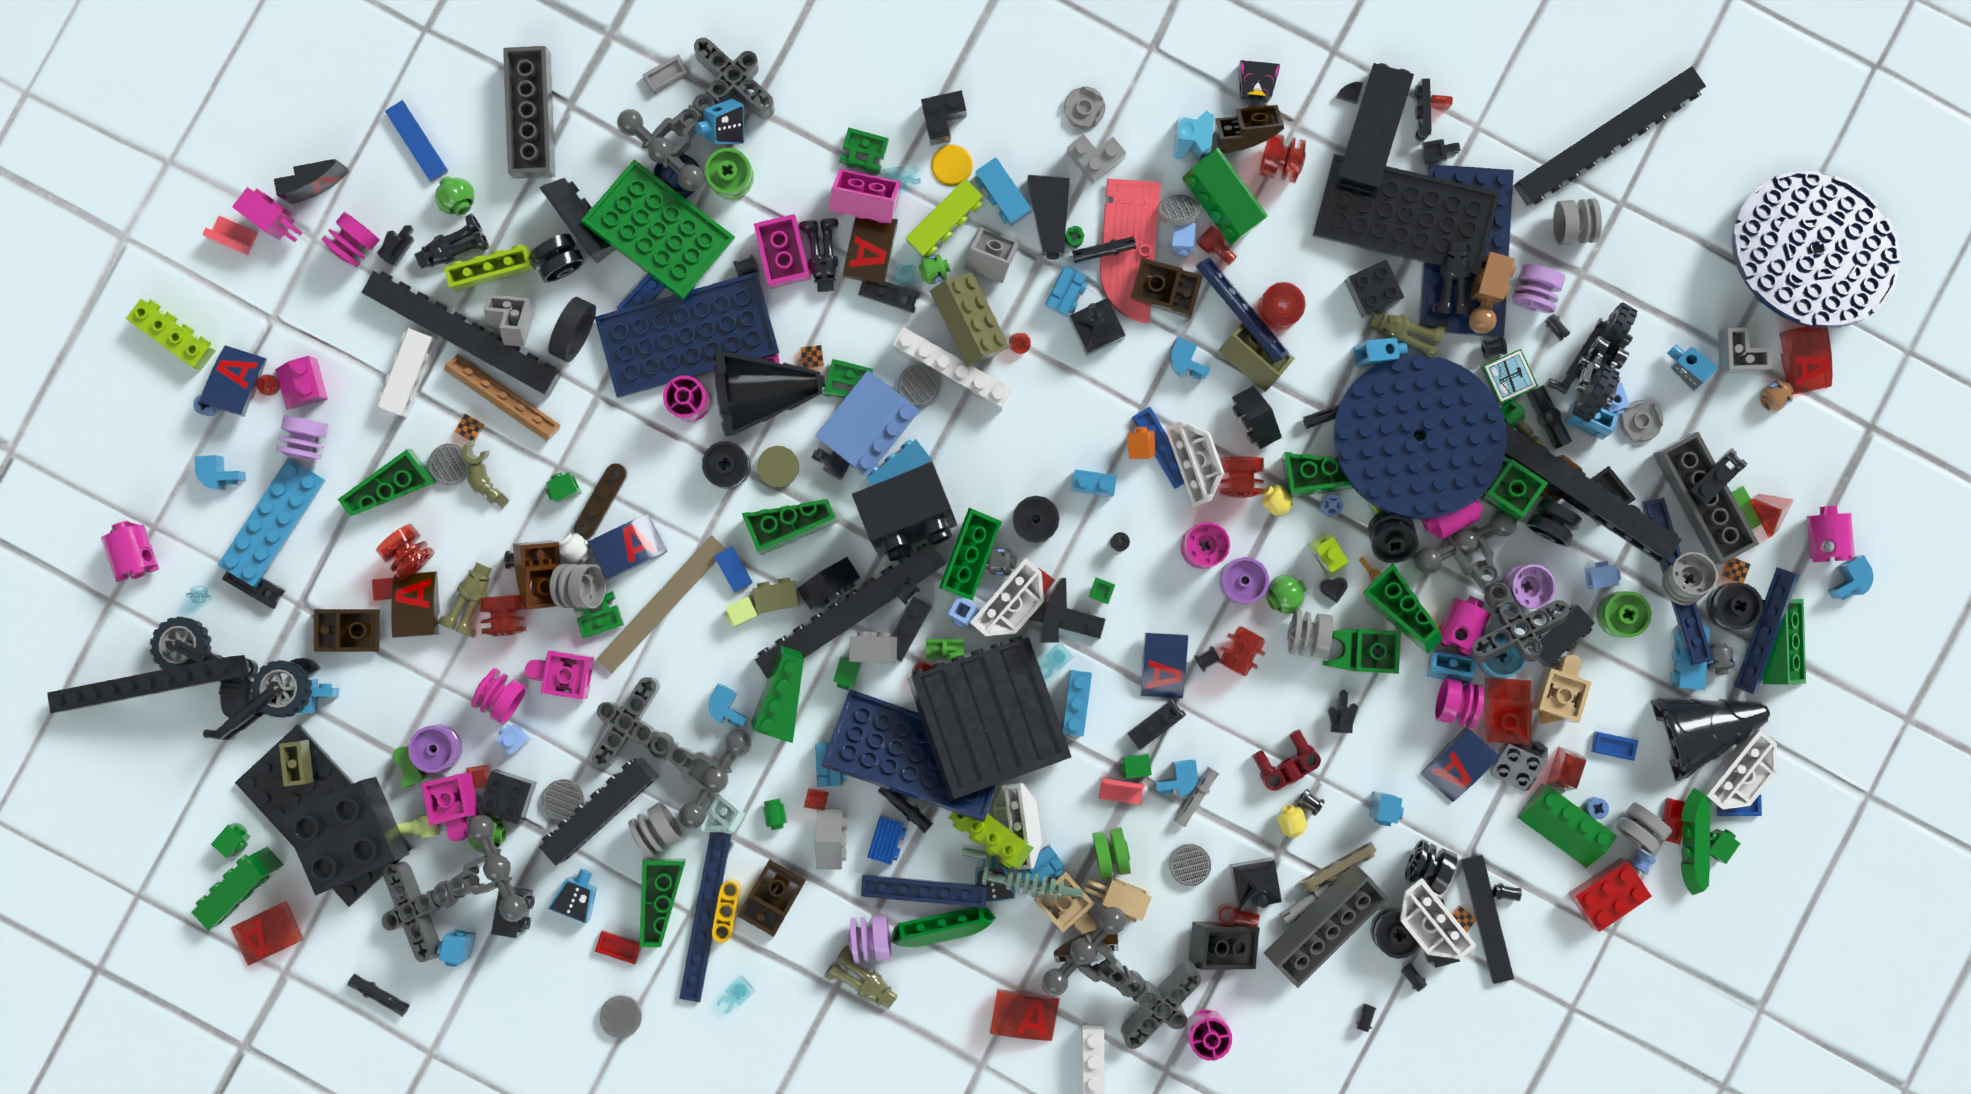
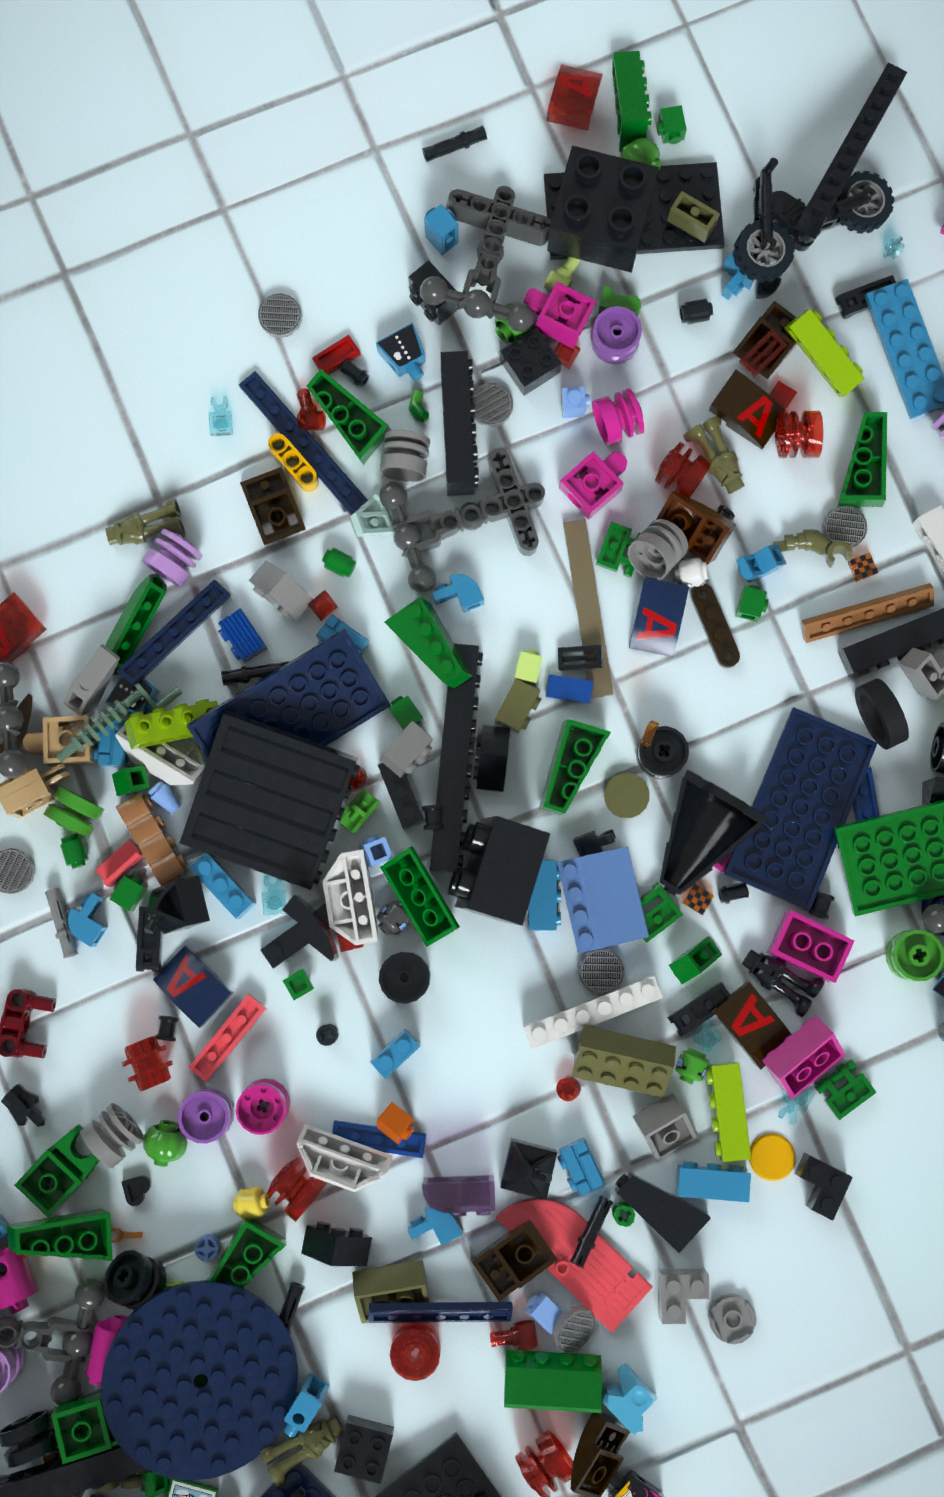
camera: 130 degrees right, 5 degrees down
(276, 842) = (642, 151): none -> bright green plant
(325, 582) = (824, 352): none -> lime brick
(368, 704) = (696, 311): none -> black brick
(381, 629) = (777, 339): none -> clear red tile
(526, 503) = (761, 563): none -> dark azure brick
(611, 853) = (416, 408): none -> green arm
(620, 919) = (355, 373): none -> black pin
(682, 927) = (309, 417): none -> clear red pin
(687, 398) = (745, 763): dark pink cylinder -> none
(692, 567) = (599, 657): none -> black tile
(721, 483) = (649, 733): none -> clear orange tile
(787, 335) = (733, 893): none -> black pin
(857, 324) = (695, 960): none -> green slope
(1008, 919) = (92, 681): none -> light grey slope
(1048, 797) = (164, 796): none -> light blue cone
(1056, 831) = (130, 780): none -> green brick
(1085, 781) = (151, 838): none -> medium nougat brick
(1116, 721) = (177, 906): none -> black piece
(1139, 830) = (74, 851): none -> green brick
(1151, 358) = (460, 1194): none -> clear purple brick
(1179, 610) = (227, 1038): none -> coral plate
(1328, 554) = (167, 1208): lime torso -> none

